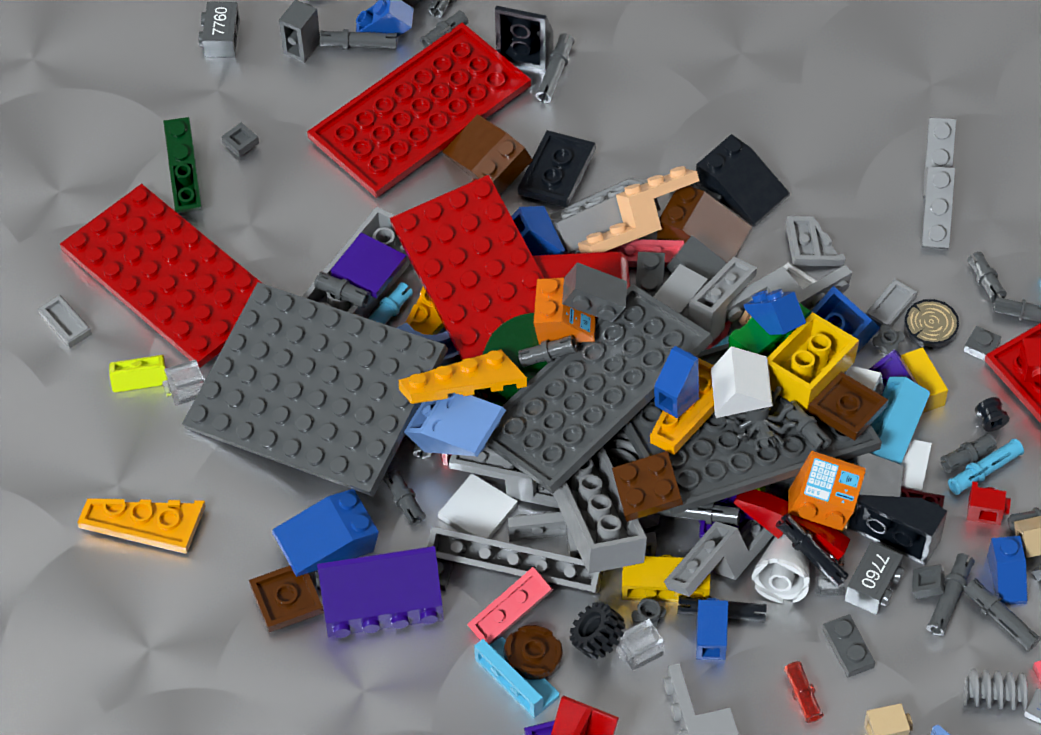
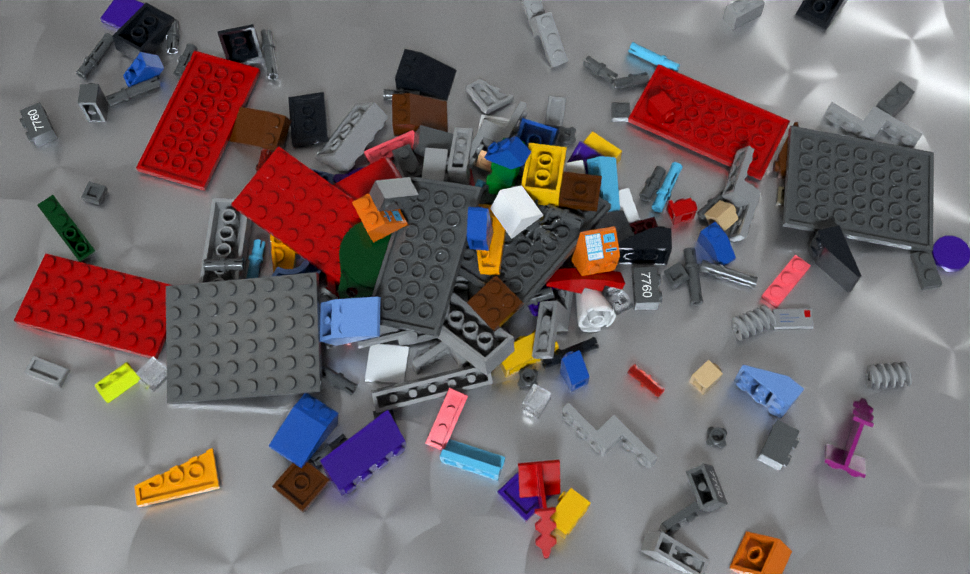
camera: 30 degrees left, 10 degrees up
(369, 264) = (231, 240): dark purple tile -> none
(481, 372) = (341, 288): light orange wing -> none
(533, 652) = (474, 439): reddish brown tile -> none
(538, 231) = (325, 166): blue slope -> none
(547, 351) = (382, 244): dark grey pin -> none
(597, 630) = (516, 406): black tyre -> none
(638, 210) = (378, 125): light nougat bracket -> none
(804, 542) = (600, 289): black pin -> none
(848, 645) = (653, 337): dark grey plate -> none
(931, 323) = (585, 113): tile -> none
(992, 414) = (652, 153): black wheel -> none

